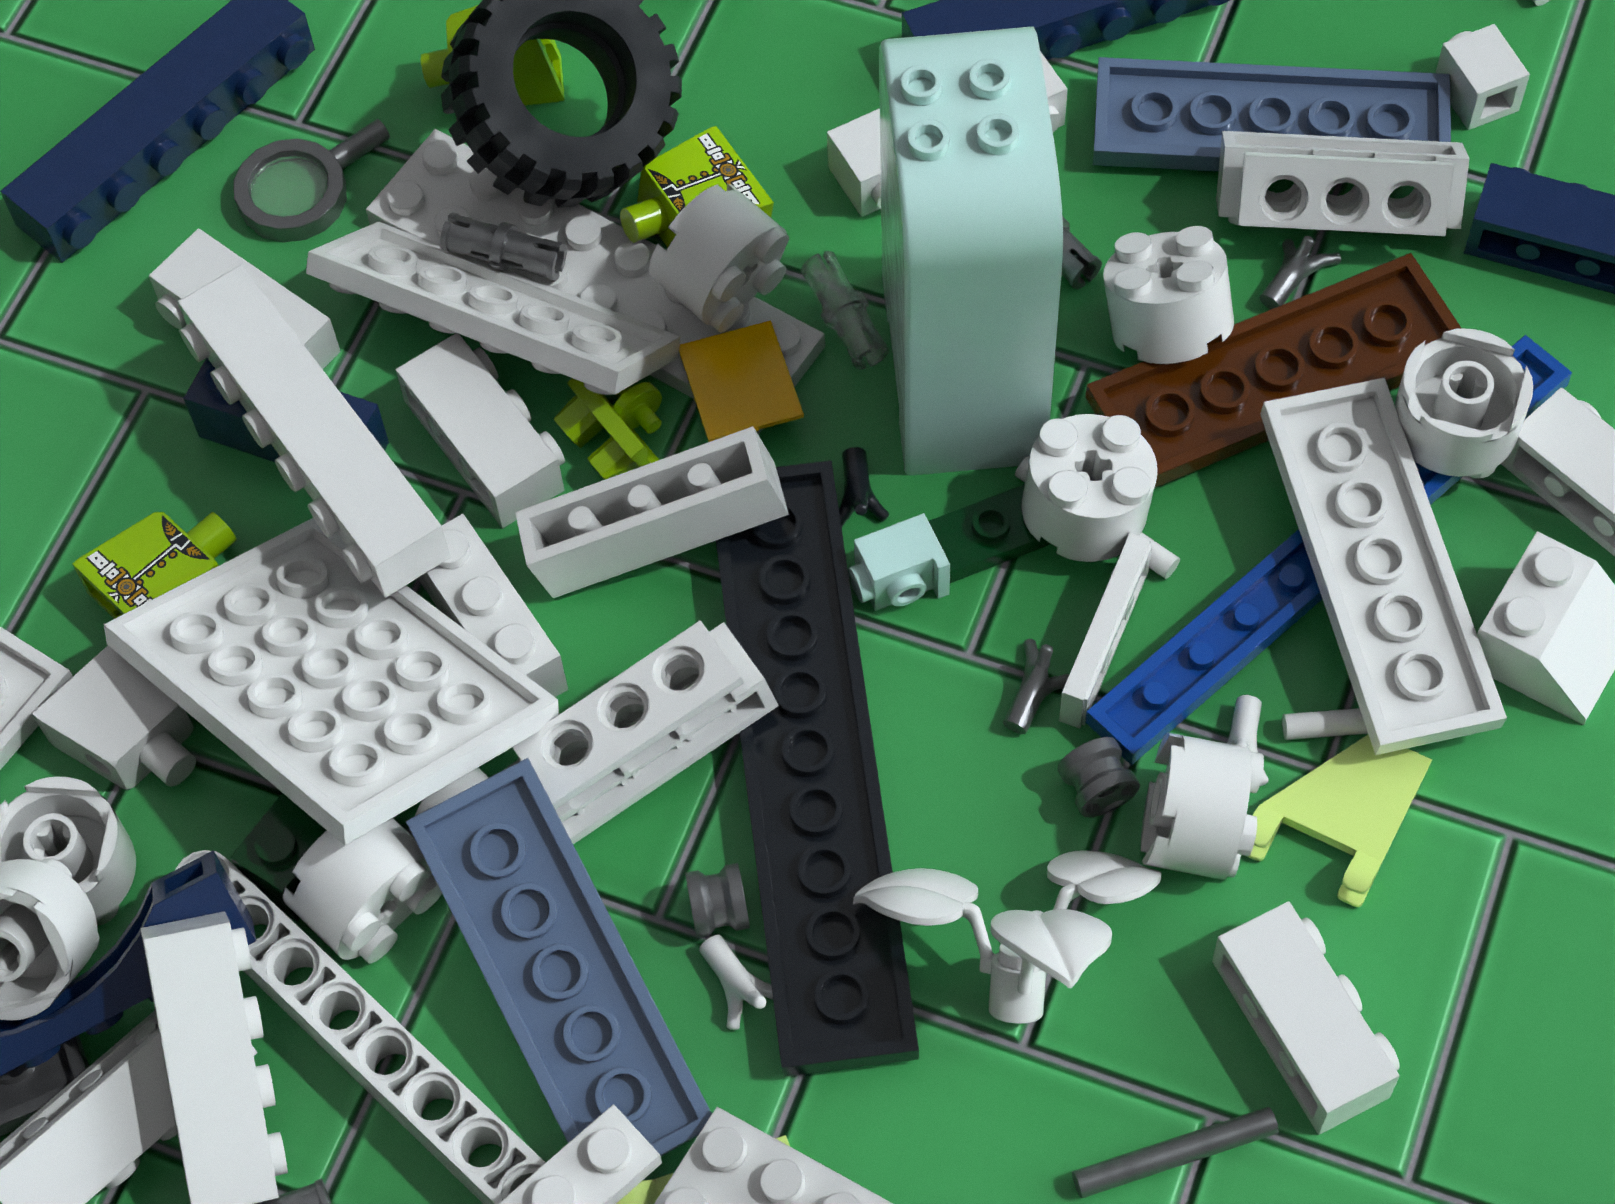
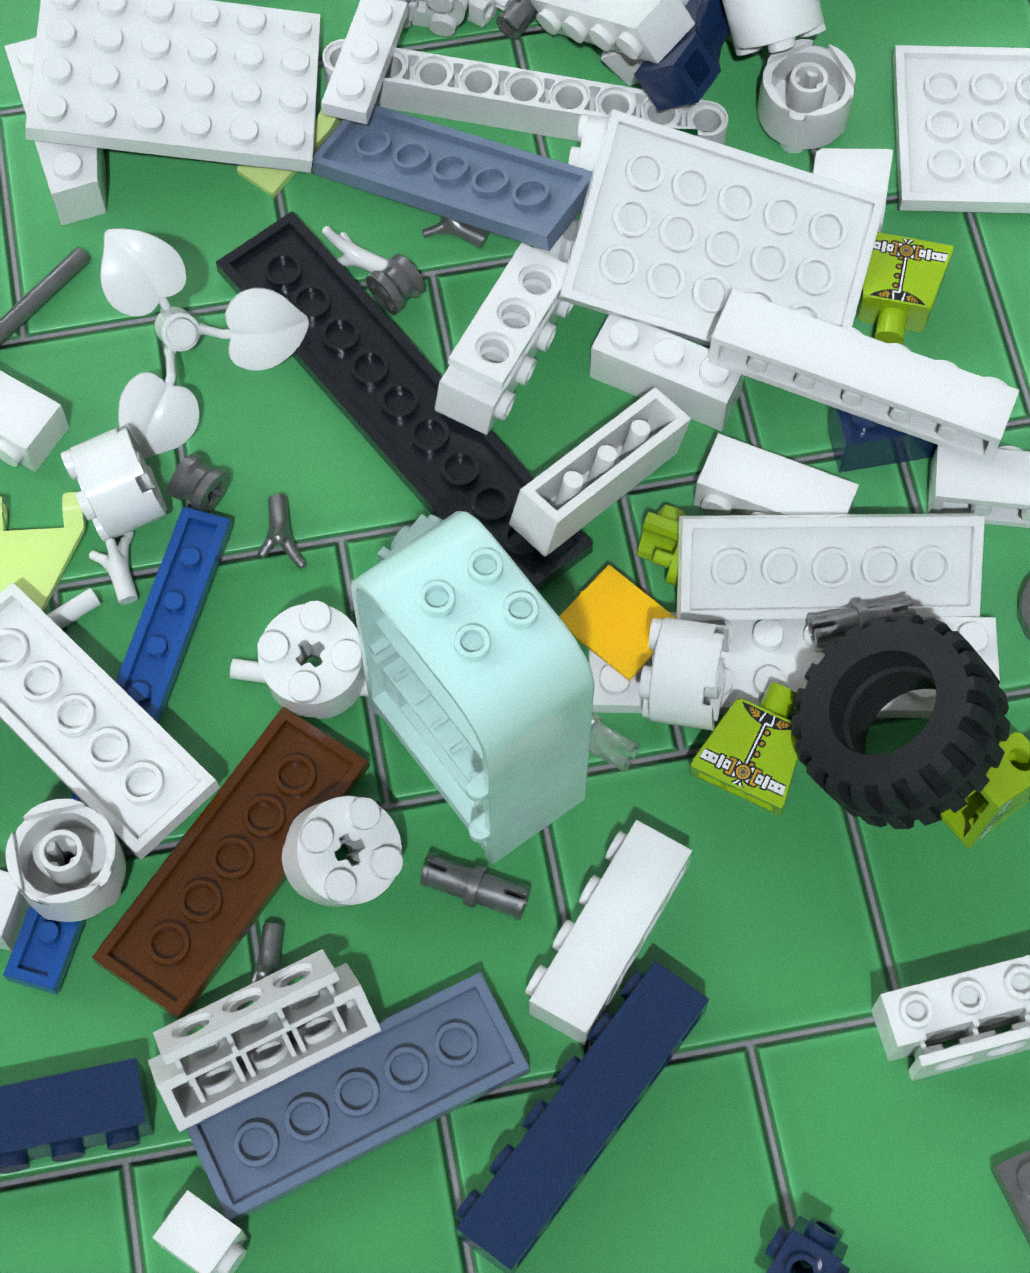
camera: 145 degrees right, 5 degrees up
(1105, 631) = (247, 579): white tile -> none

